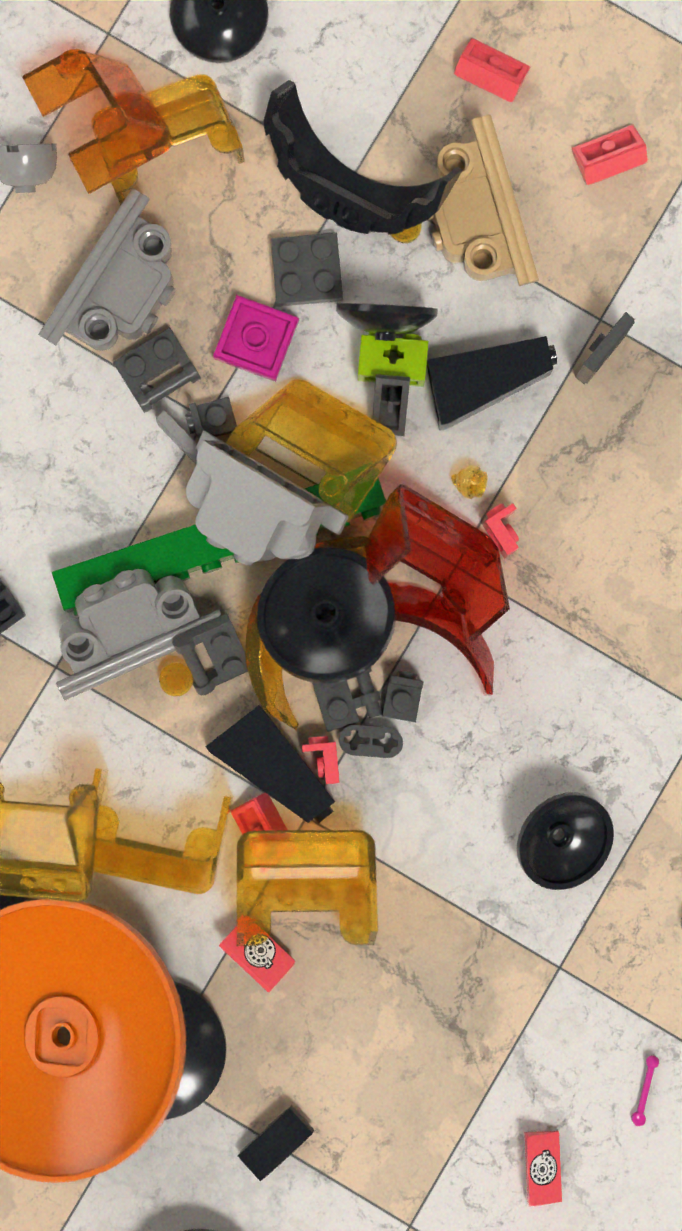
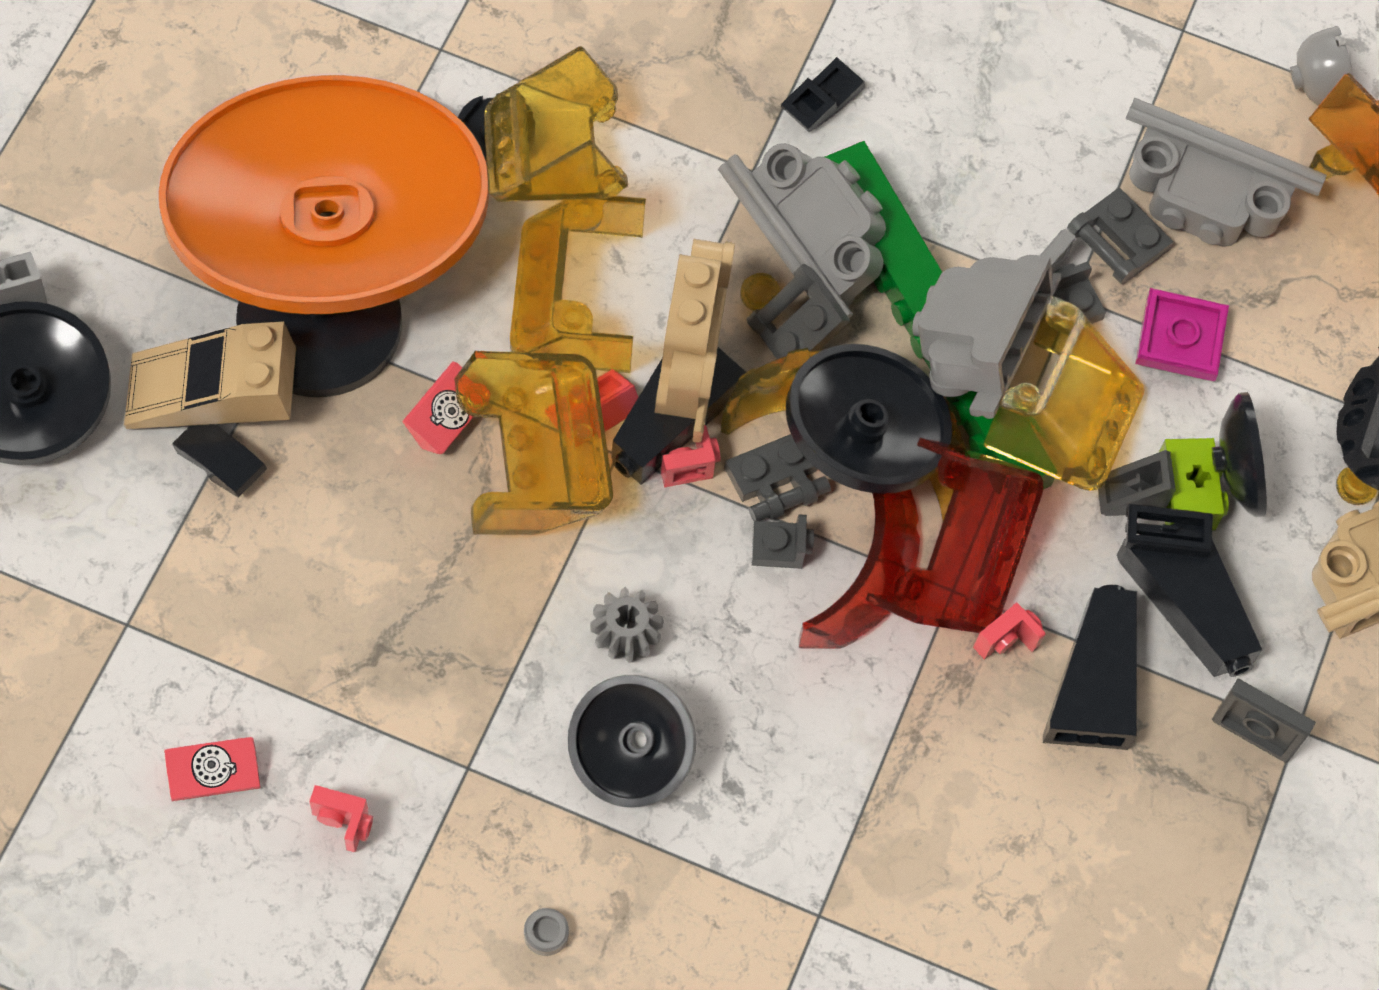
camera: 75 degrees right, 20 degrees down
(212, 1145) = (214, 379): none -> tan slope
(226, 744) = (694, 332): none -> tan brick
(306, 269) = (1279, 381): dark grey plate -> none
(370, 750) = (729, 512): dark grey beam -> none
(434, 417) = (1167, 545): none -> black tile
(465, 820) = (630, 610): none -> light grey gear
(470, 482) = (1061, 593): clear yellow plate -> none
(545, 465) = (1100, 678): none -> black slope
(588, 1074) = (339, 808): none -> coral bracket
(638, 1117) = (285, 885): dark pink hinge -> none

